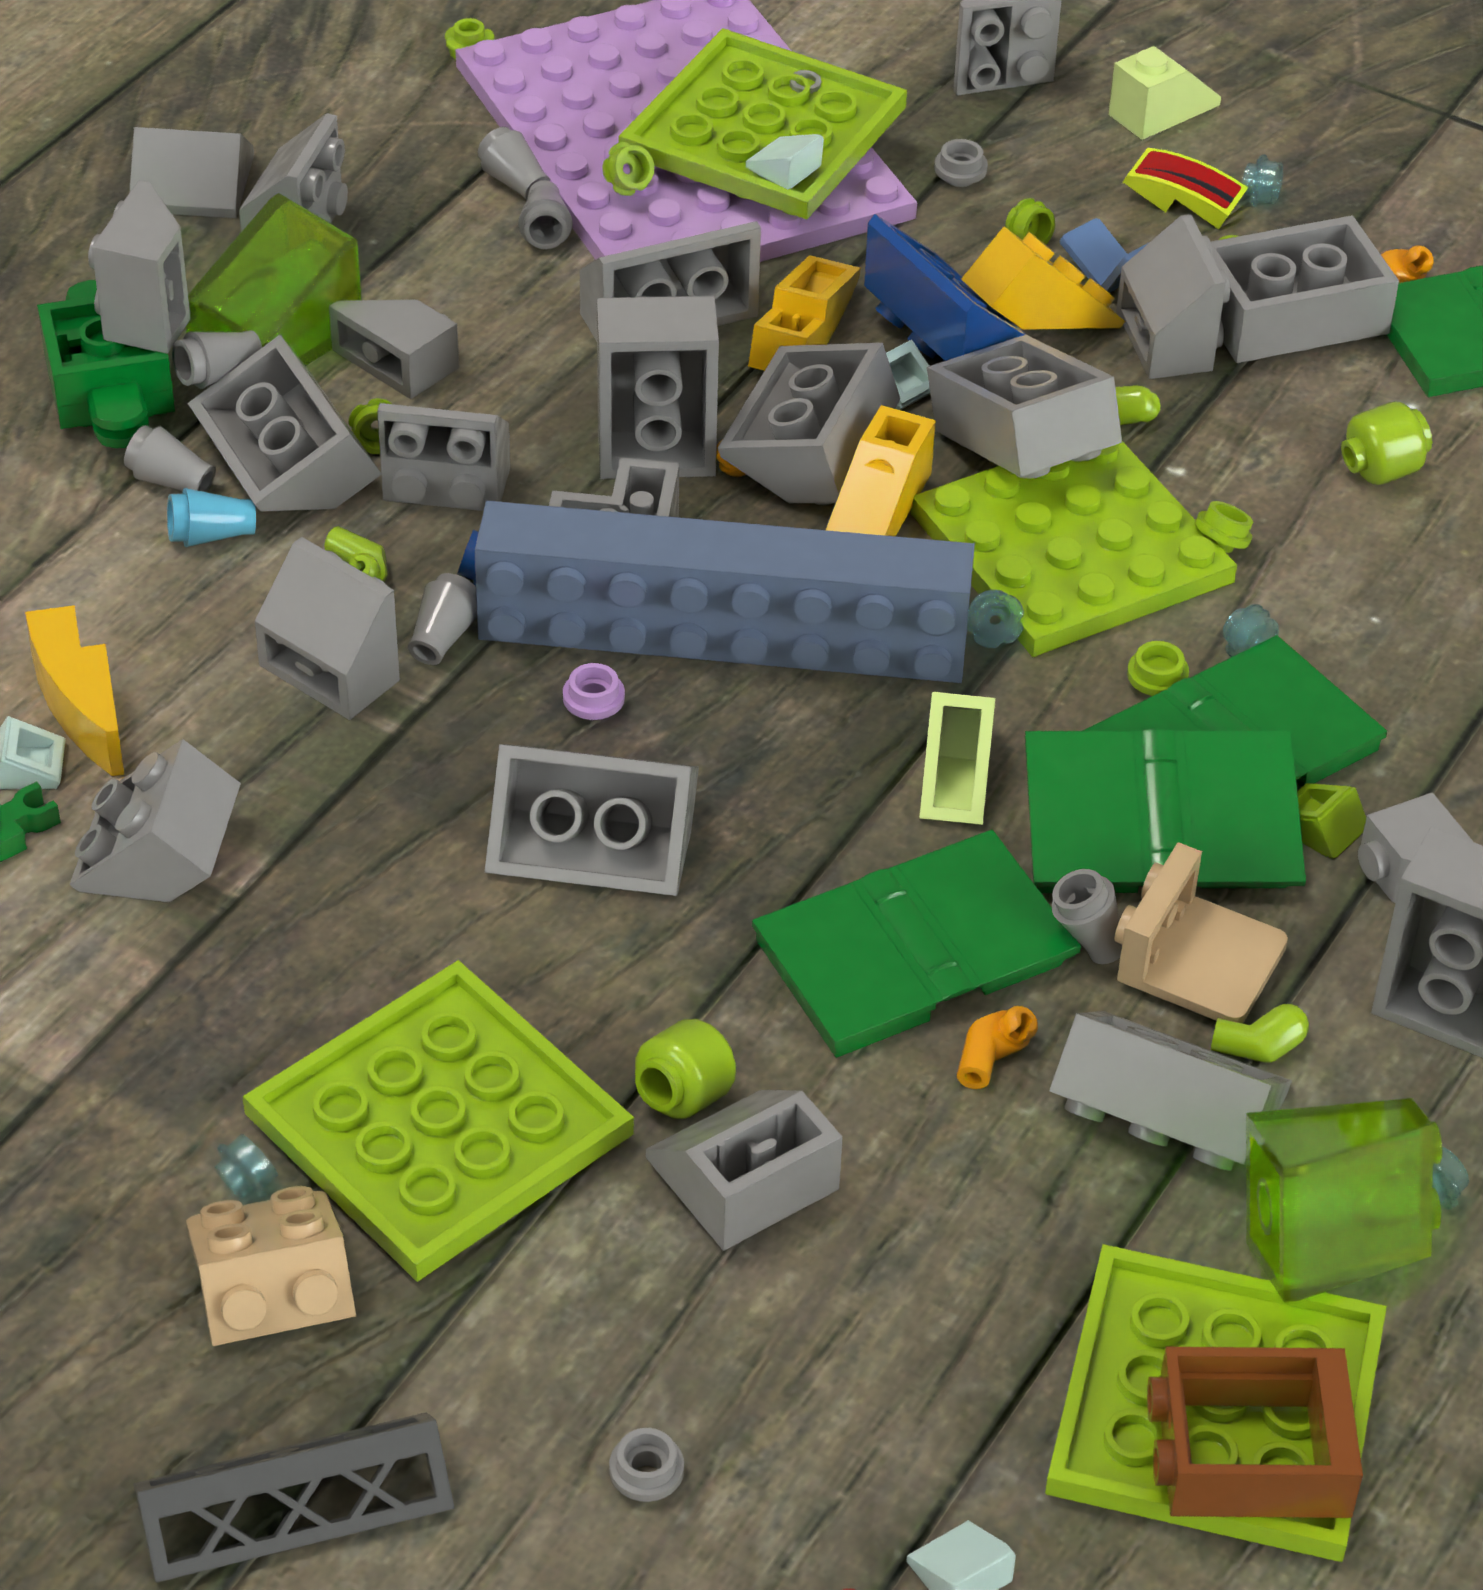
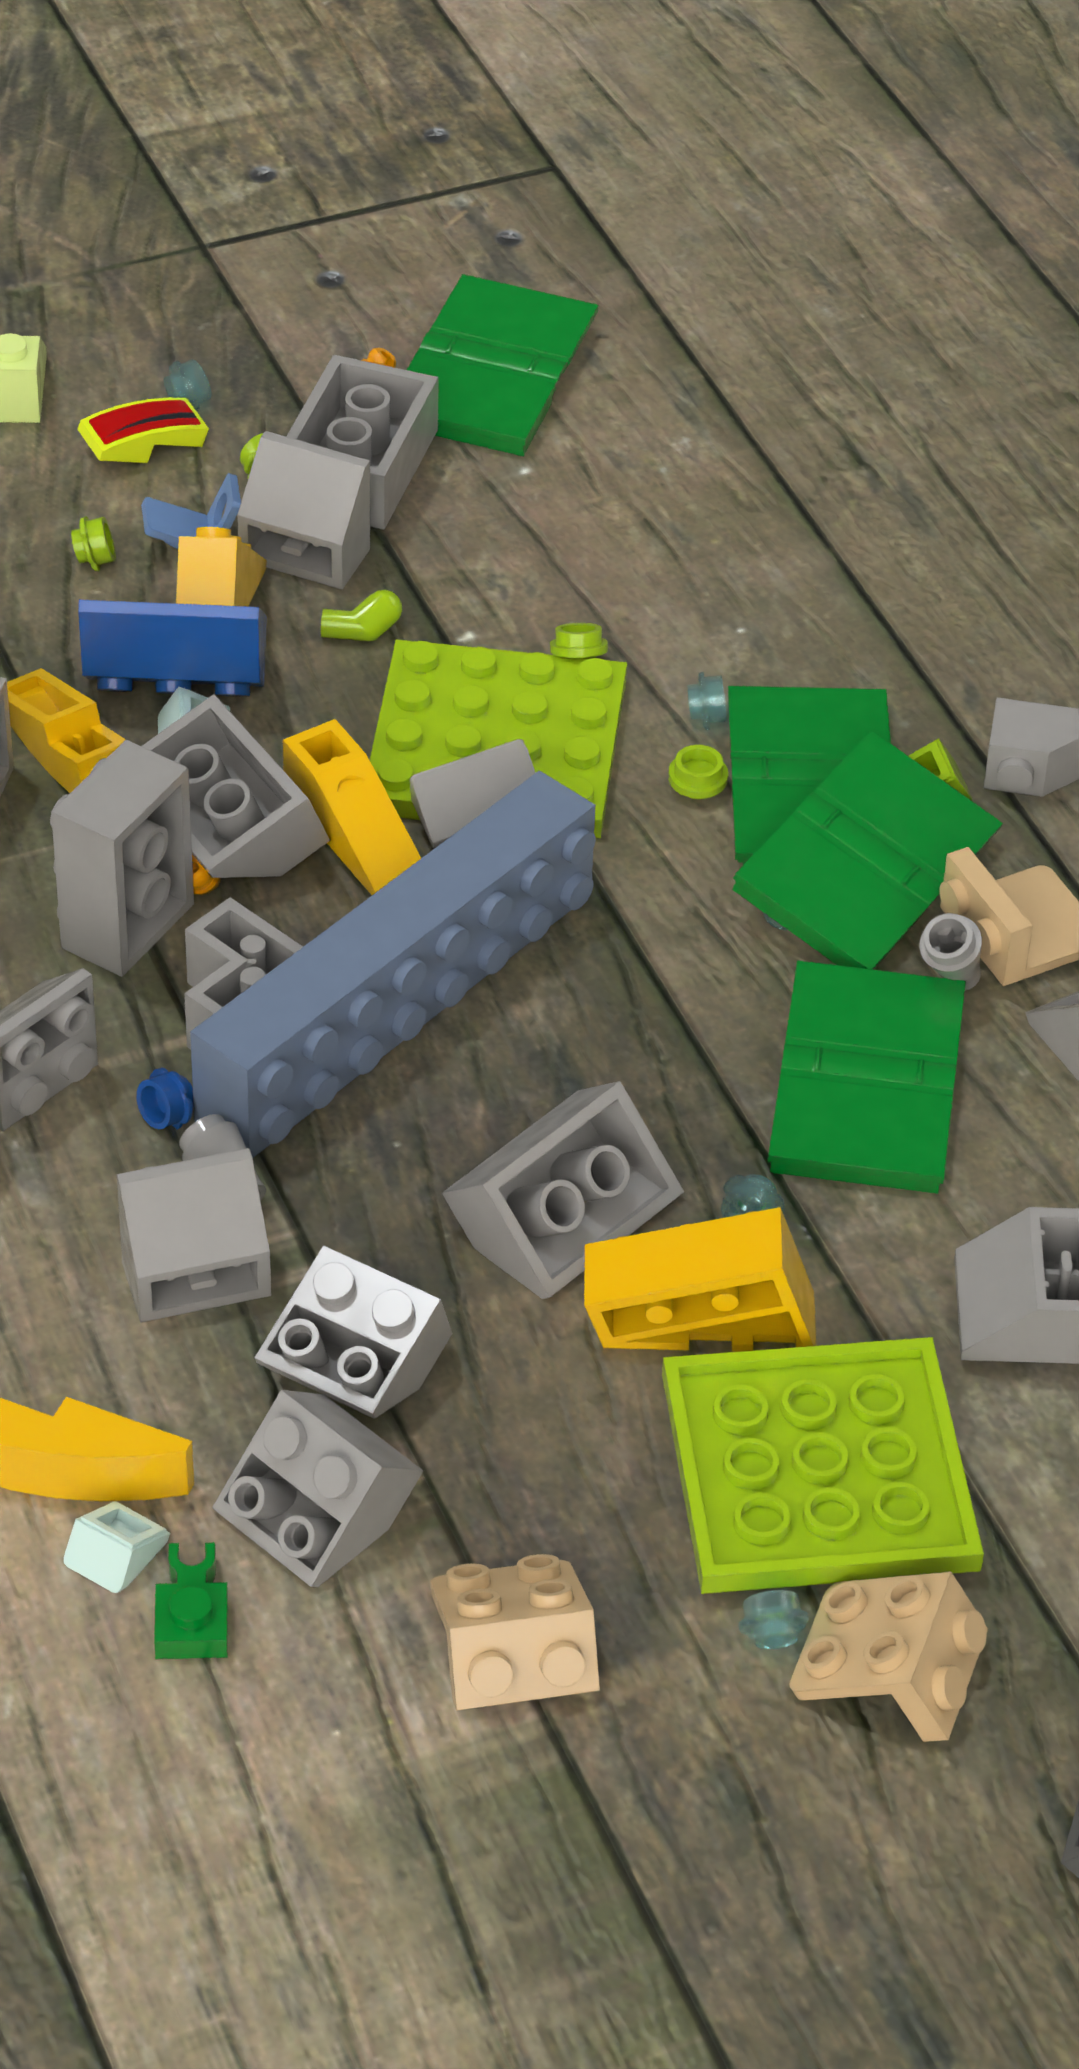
camera: 55 degrees left, 0 degrees up
(93, 1007) = (517, 1632): none -> tan bracket
(314, 773) = (356, 1335): none -> light grey slope
(358, 552) = (84, 1177): lime arm -> none
(559, 945) = (701, 1282): none -> yellow wedge
(593, 692) = (406, 1114): lavender plate -> none
(684, 1068) = (902, 1279): lime head -> none
(692, 937) = (749, 1195): none -> clear light blue plate
(957, 758) = (696, 932): yellowish green slope -> none
(991, 1040) = (1007, 1090): light orange arm -> none
(999, 548) = (467, 787): none -> light grey slope
(1025, 406) = (360, 660): light grey brick -> none
(1386, 442) = (580, 498): lime head -> none

